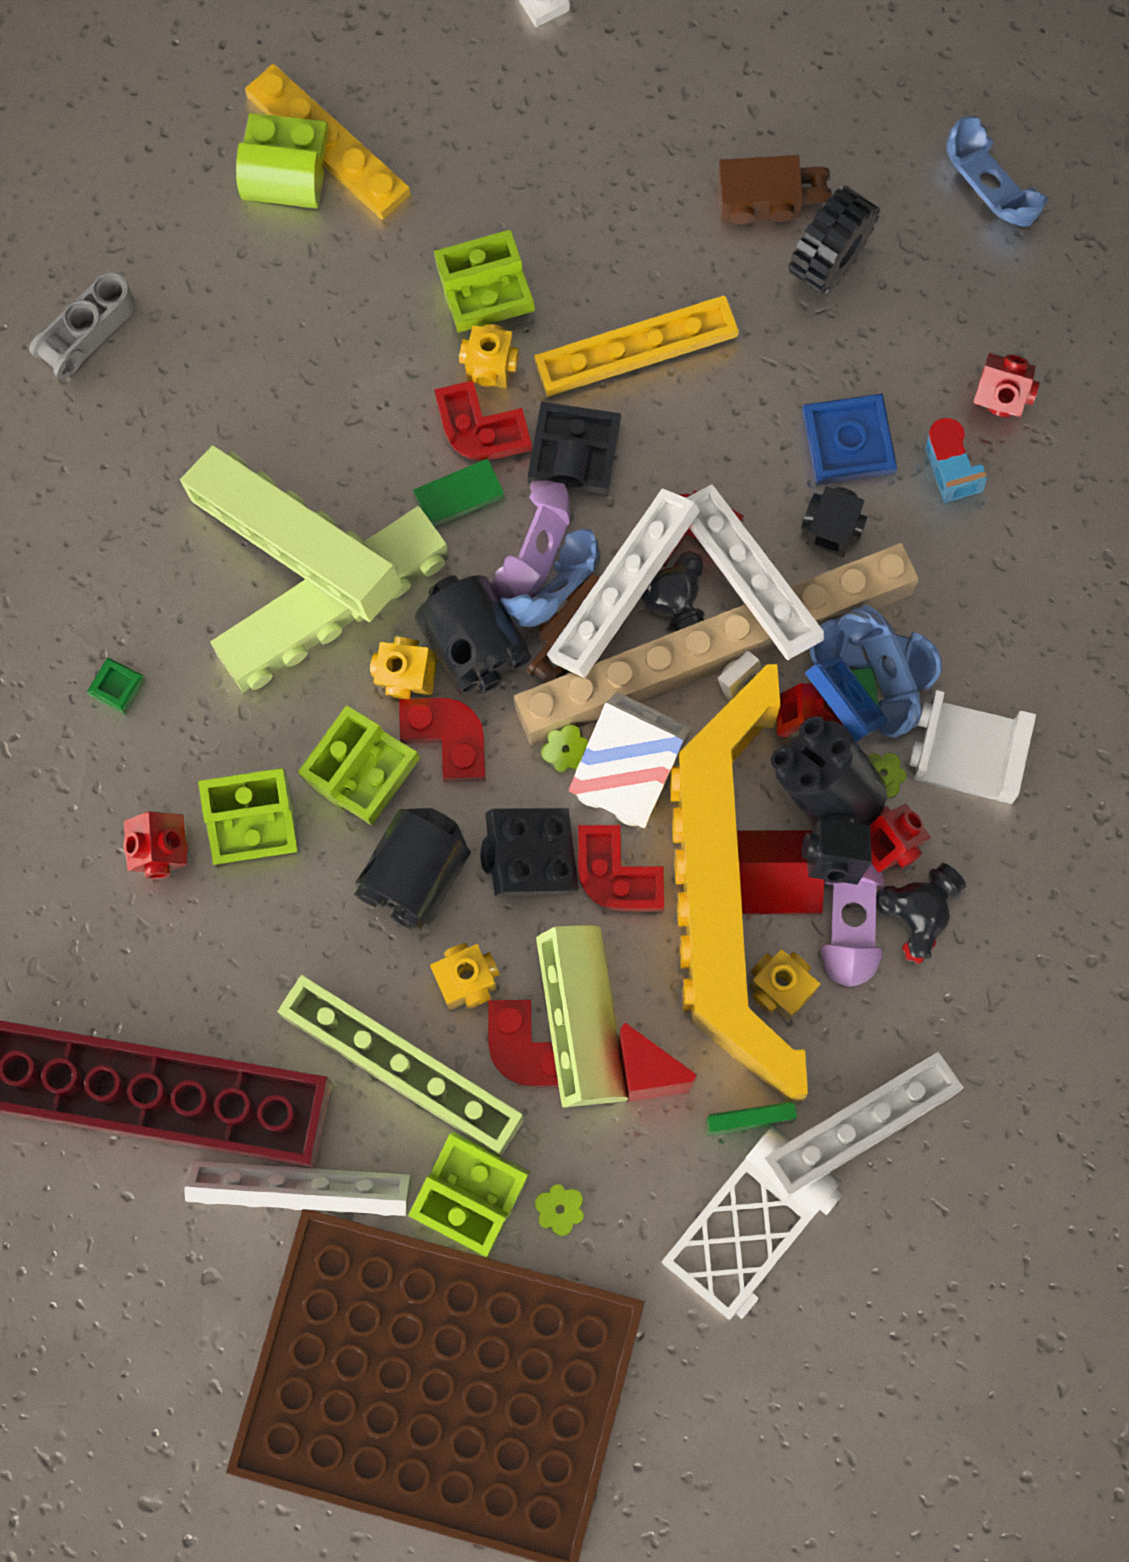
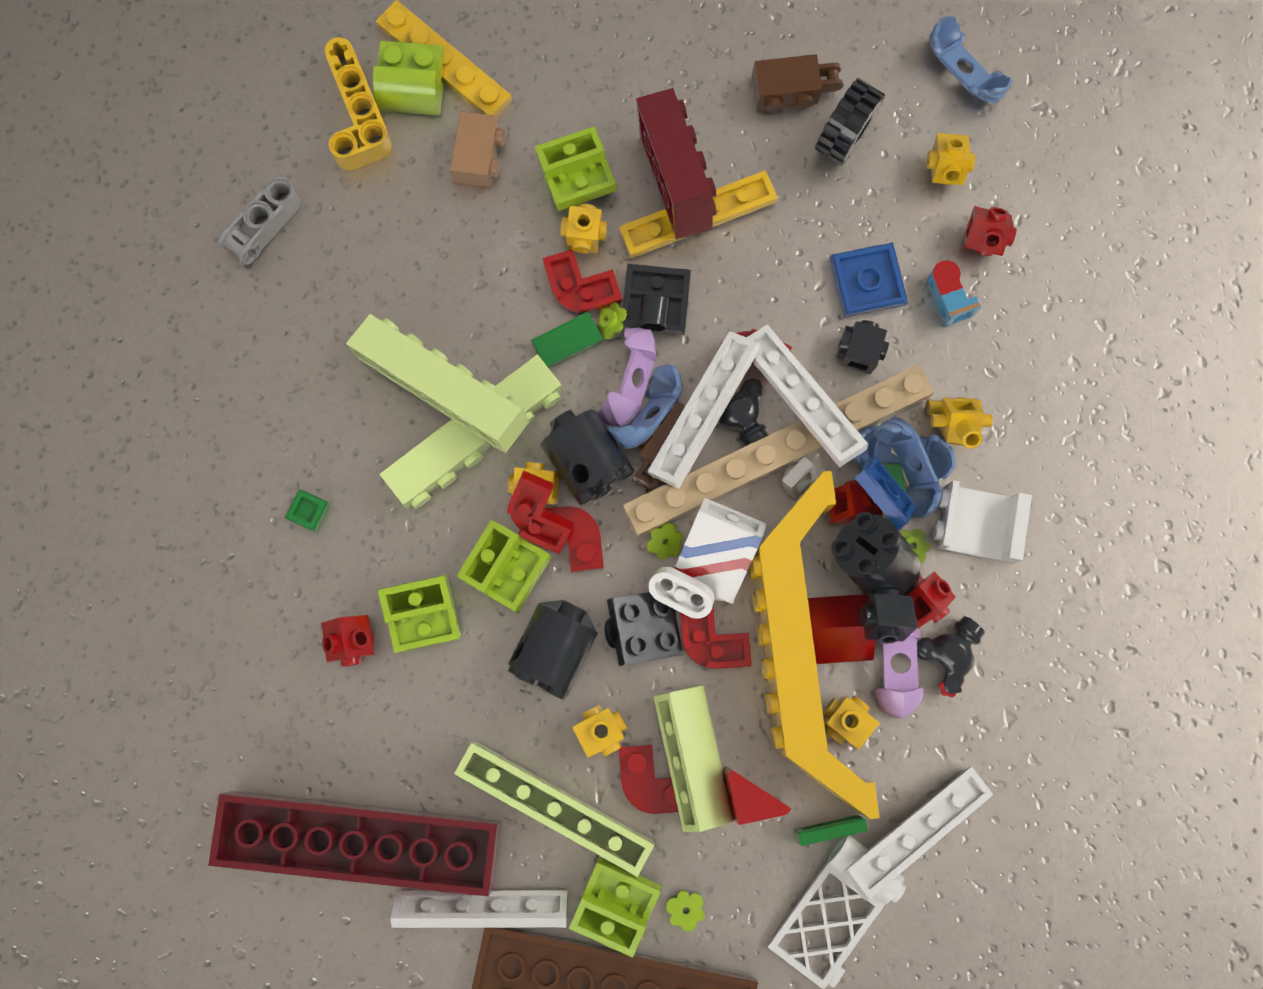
camera: 10 degrees left, 5 degrees up
(214, 183) = (356, 100): none -> yellow beam
(360, 252) = (476, 149): none -> medium nougat brick
(397, 707) = (534, 522): none -> red plate
(516, 471) = (611, 320): none -> lime plant
(580, 810) = (680, 594): none -> white plate
(610, 280) = (676, 163): none -> dark red brick
(950, 616) = (959, 420): none -> yellow piece
(962, 293) = (950, 159): none -> yellow brick

